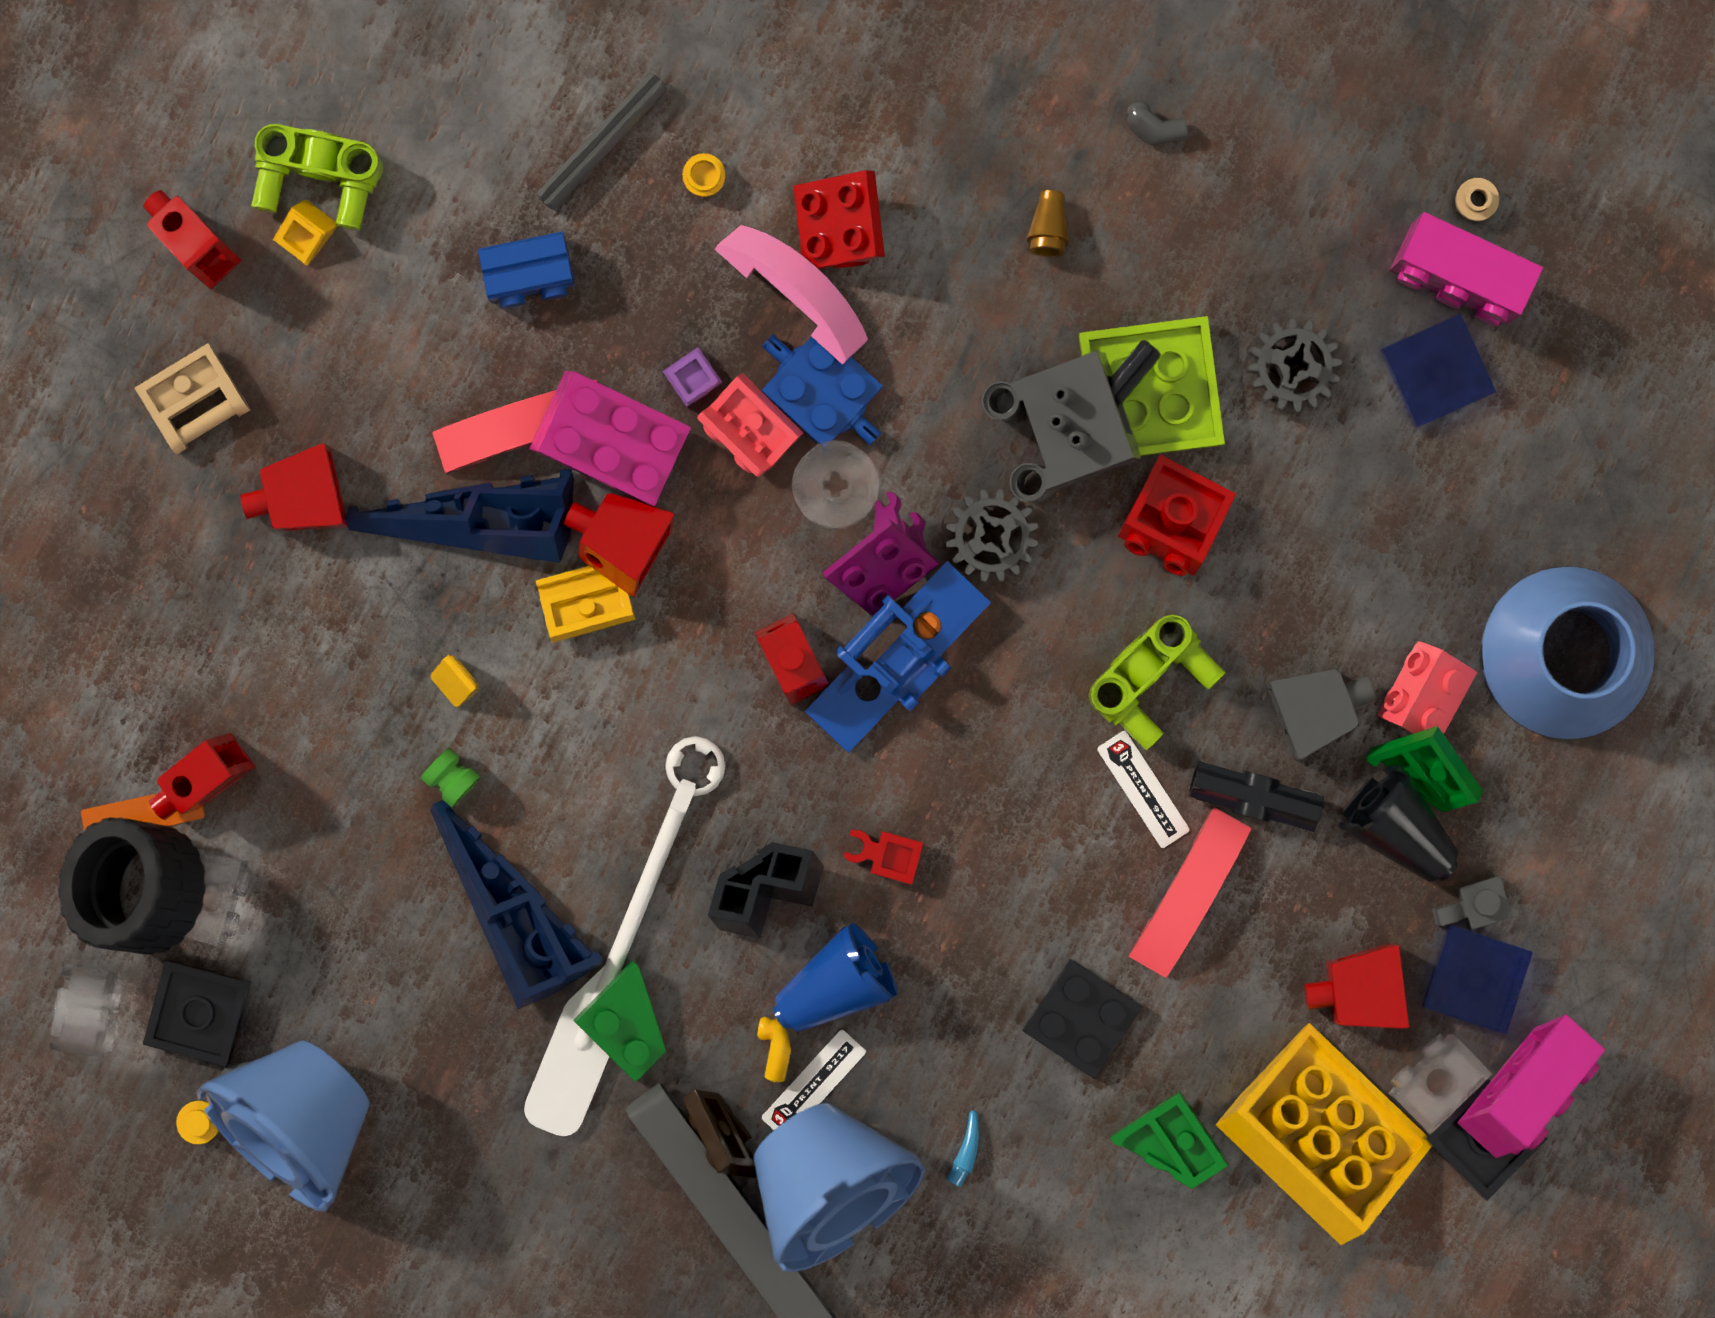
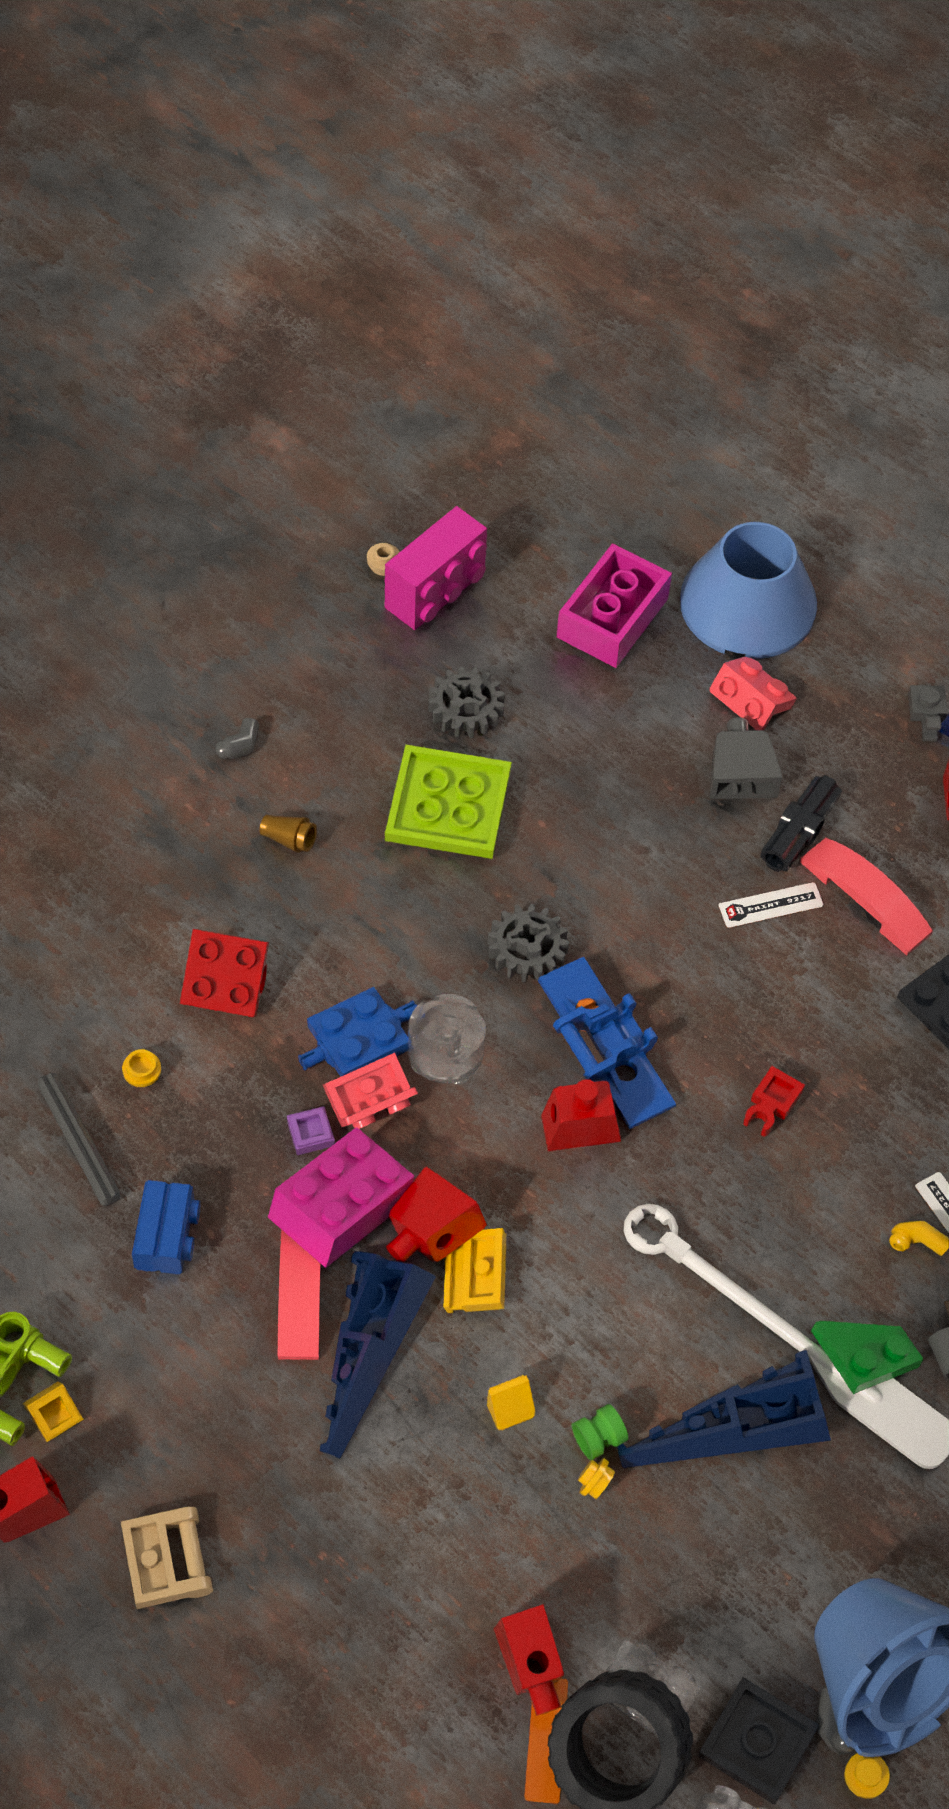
camera: 80 degrees left, 30 degrees down
(299, 493) = (292, 1483): red torso -> none
(402, 787) = (595, 1478): none -> yellow plate
(746, 891) = (769, 1179): black brick -> none
(801, 283) = (223, 1043): bright pink slope -> none
(836, 983) = (876, 1165): blue cone -> none
(885, 560) = (526, 1018): magenta plate -> none
(1075, 418) = (454, 849): dark grey piece -> none
(1142, 666) = (672, 870): lime piece -> none
(1176, 517) = (558, 811): red plate -> none
(1401, 826) = (850, 731): black cone -> none
(1432, 766) = (812, 702): green wing -> none
(1438, 371) = (504, 618): clear blue plate -> none
(1488, 496) = (613, 605): none -> dark pink brick

